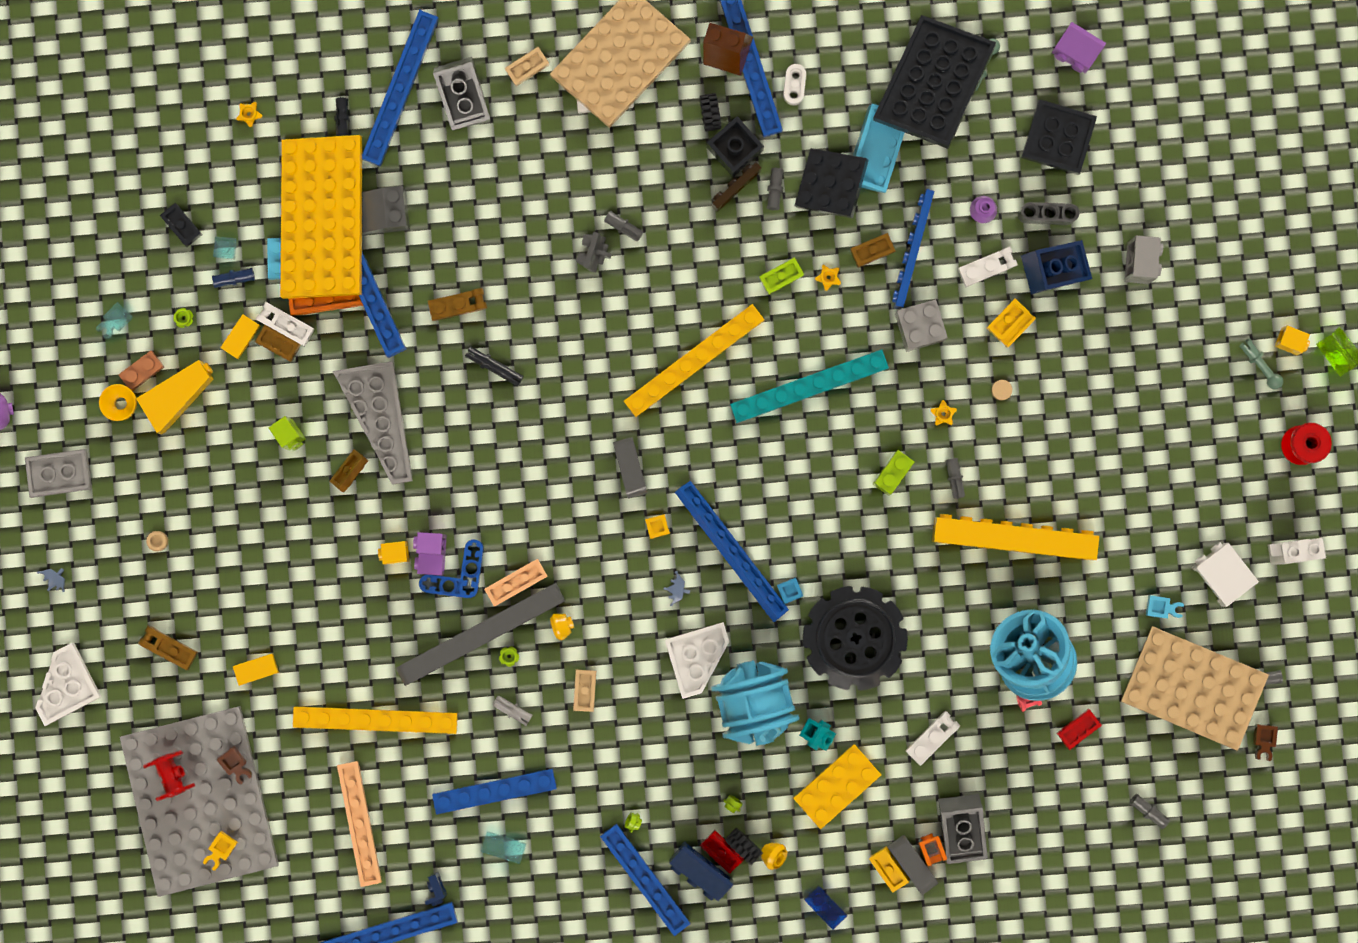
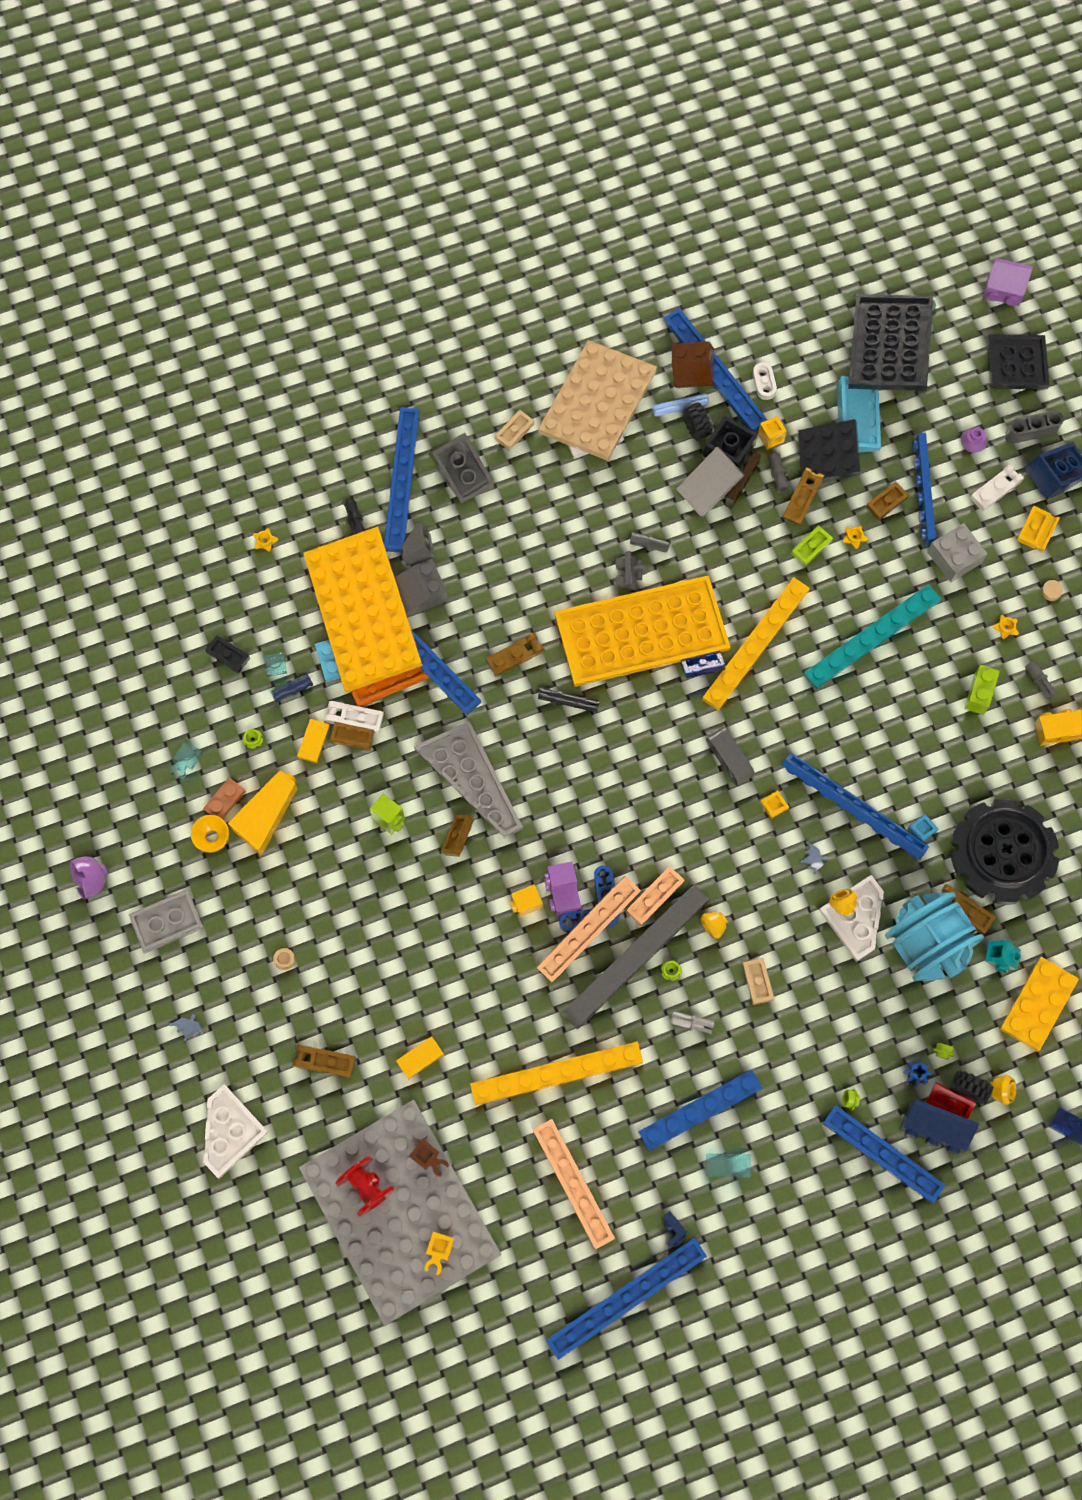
camera: 15 degrees left, 15 degrees down
(394, 167) = (418, 546): none -> dark grey slope
(442, 597) = (588, 928): none -> light nougat plate
(586, 316) = (641, 630): none -> yellow plate
(633, 368) = (703, 664): none -> clear blue plate
(686, 642) = (844, 901): none -> yellow cone
(698, 811) = (921, 1069): none -> blue gear
(701, 182) = (710, 482): none -> light grey tile
(702, 86) = (679, 405): none -> light blue axle
(781, 145) = (772, 432): none -> yellow brick
(789, 223) = (802, 496): none -> pearl gold plate
(801, 680) = (978, 916): none -> pearl gold plate

